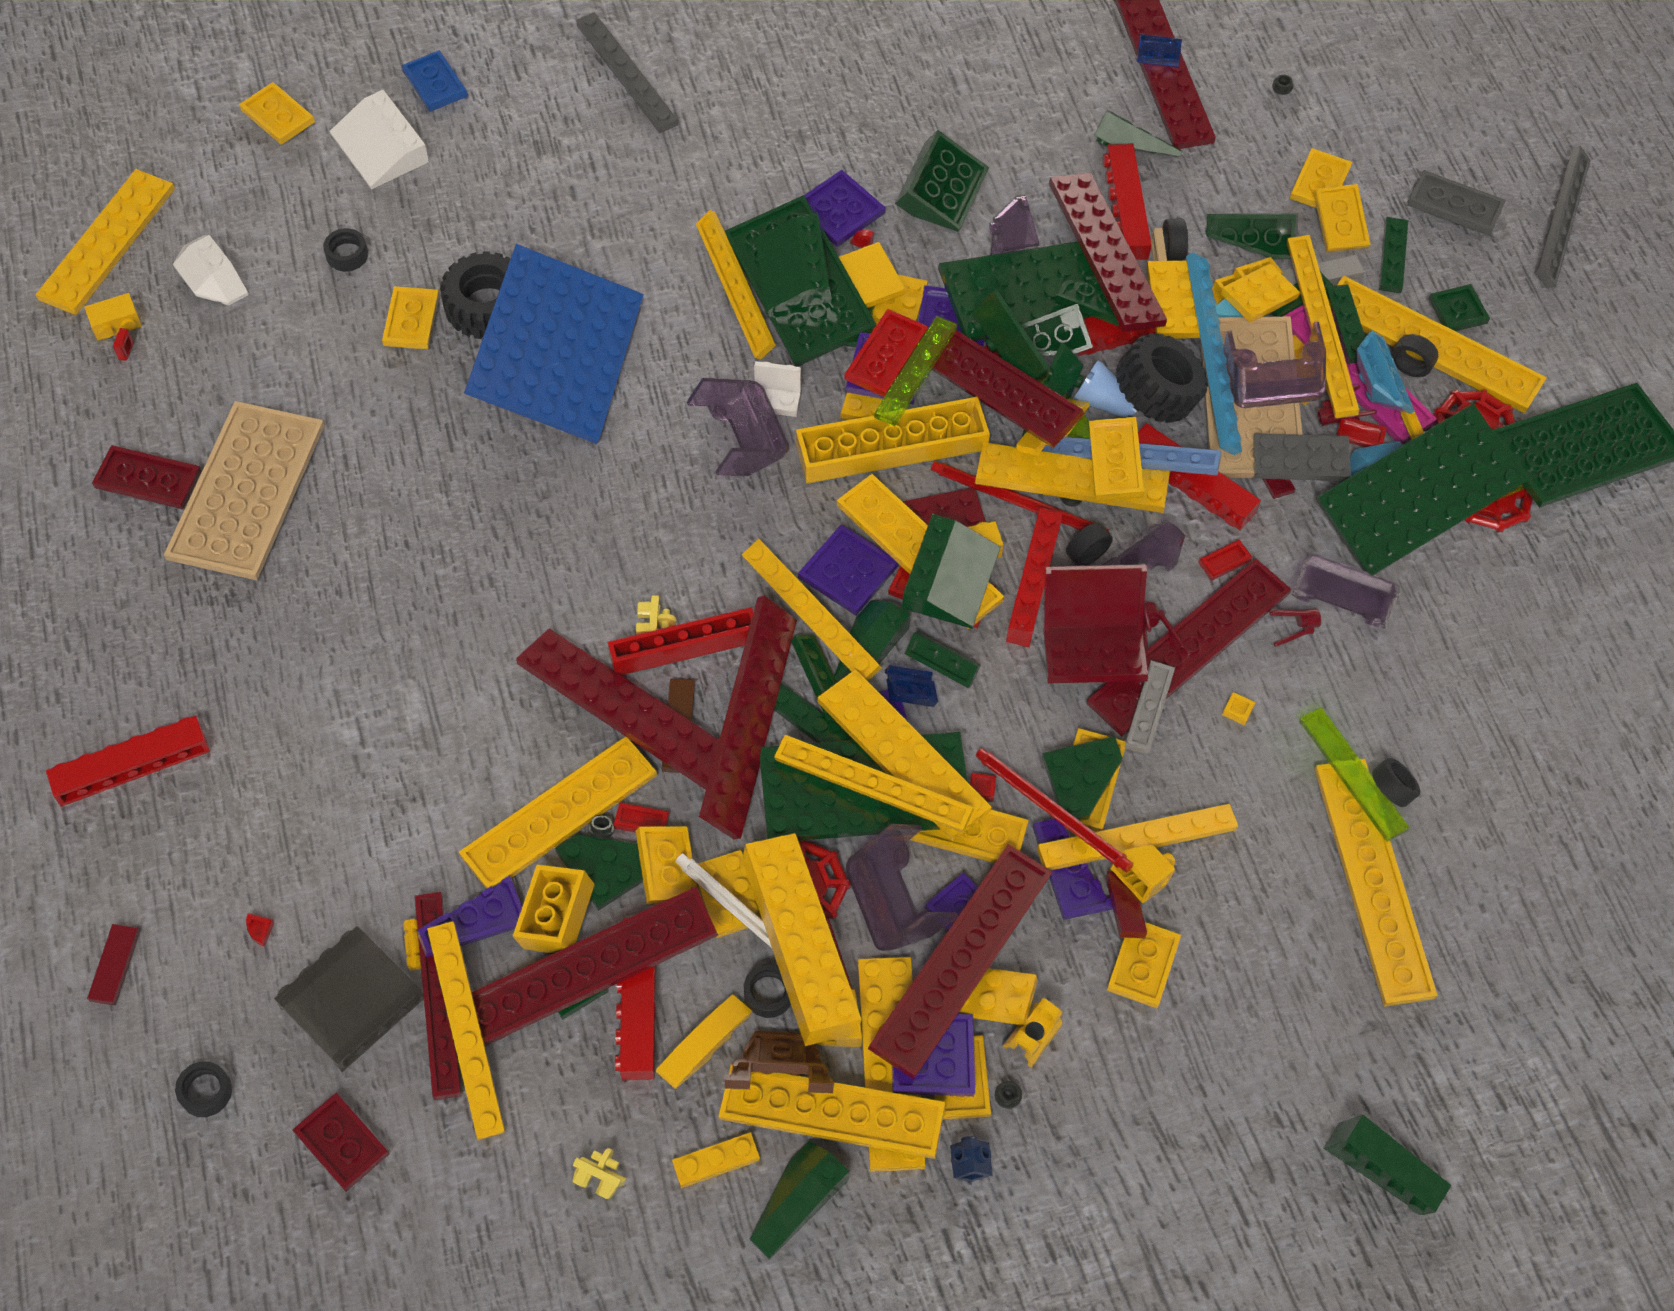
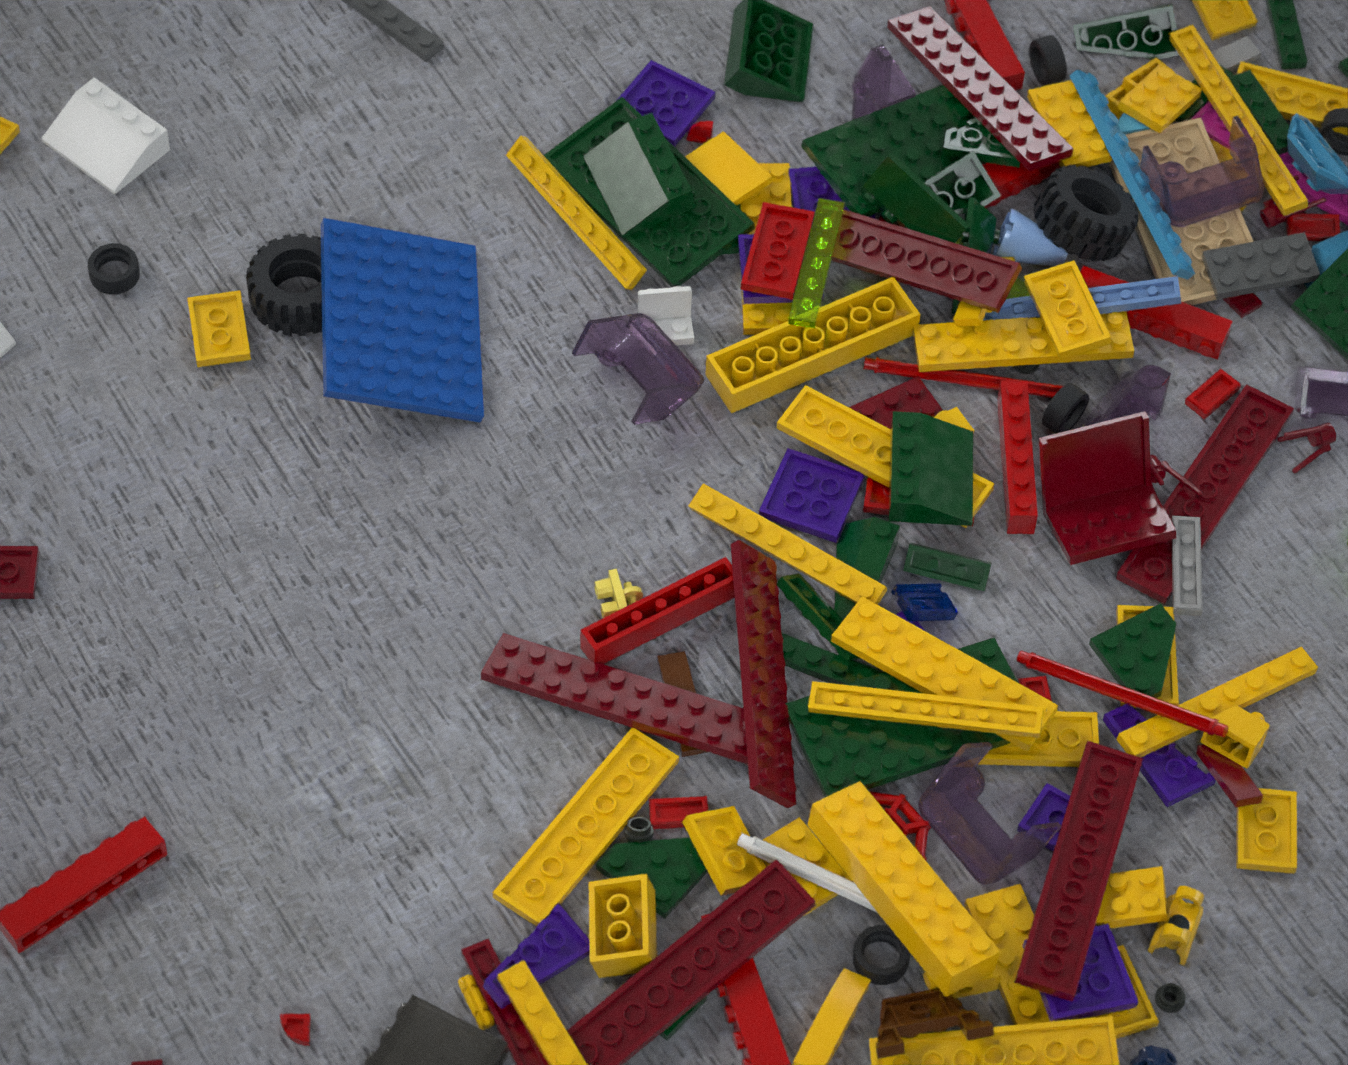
camera: 15 degrees left, 5 degrees down
(244, 490) = (100, 561): tan plate -> none
(434, 80) = (143, 55): blue tile -> none
(1158, 245) = (1033, 76): tan tile -> none
(1238, 708) = (1278, 546): yellow tile -> none

